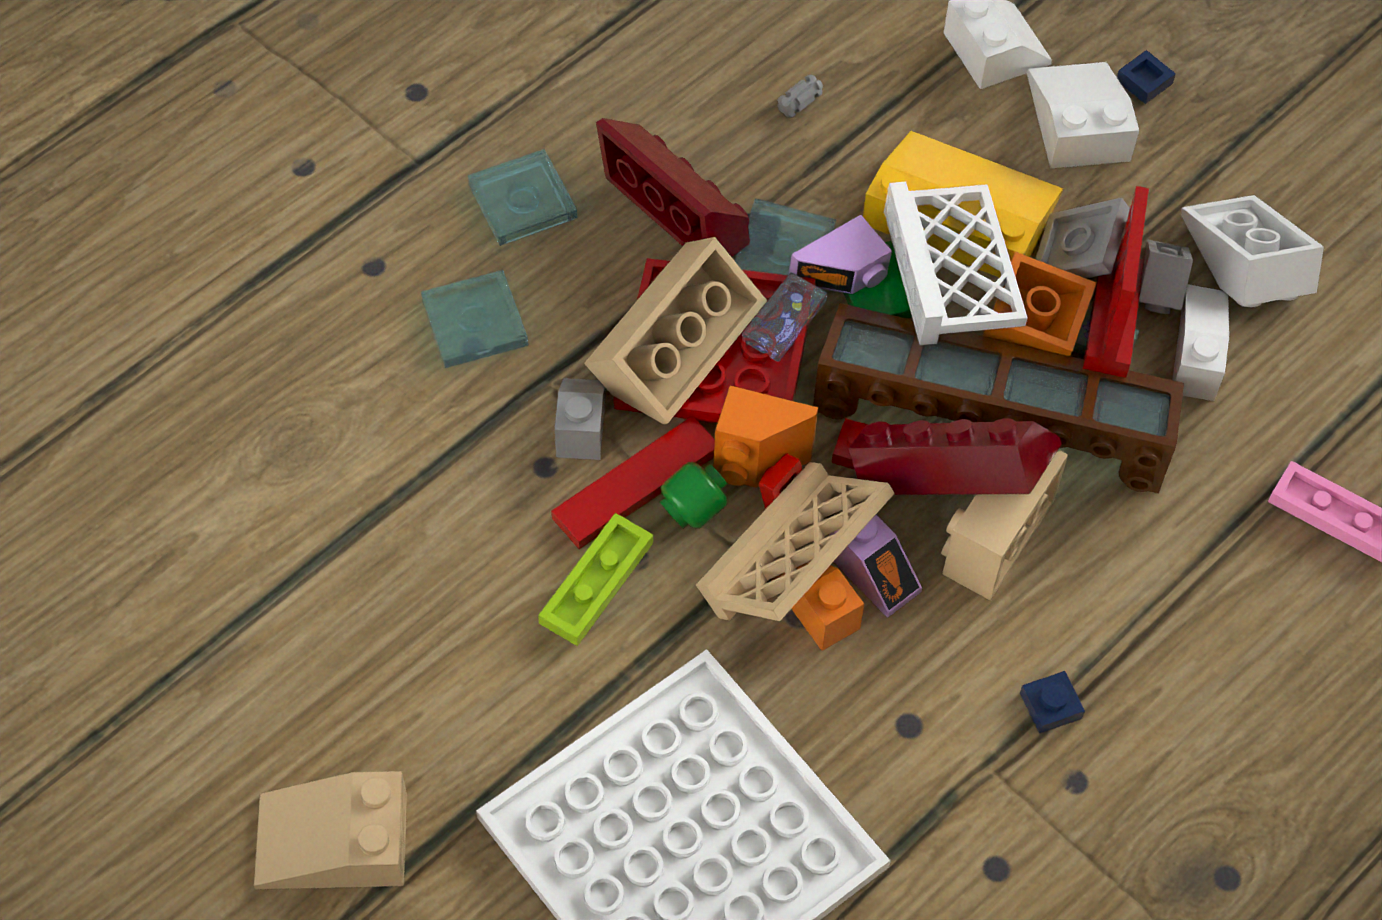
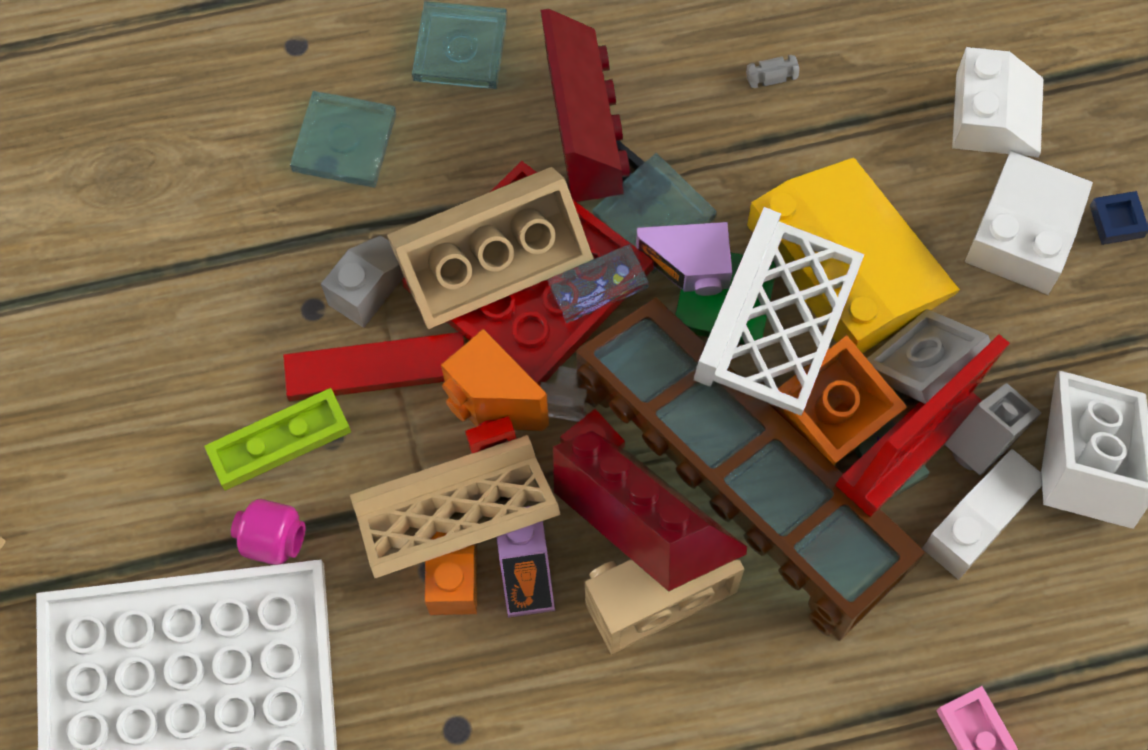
camera: 35 degrees right, 10 degrees up
(646, 652) = (268, 532): none -> dark pink head
(694, 495) = (408, 408): green head -> none
(828, 418) = (564, 398): none -> clear tile

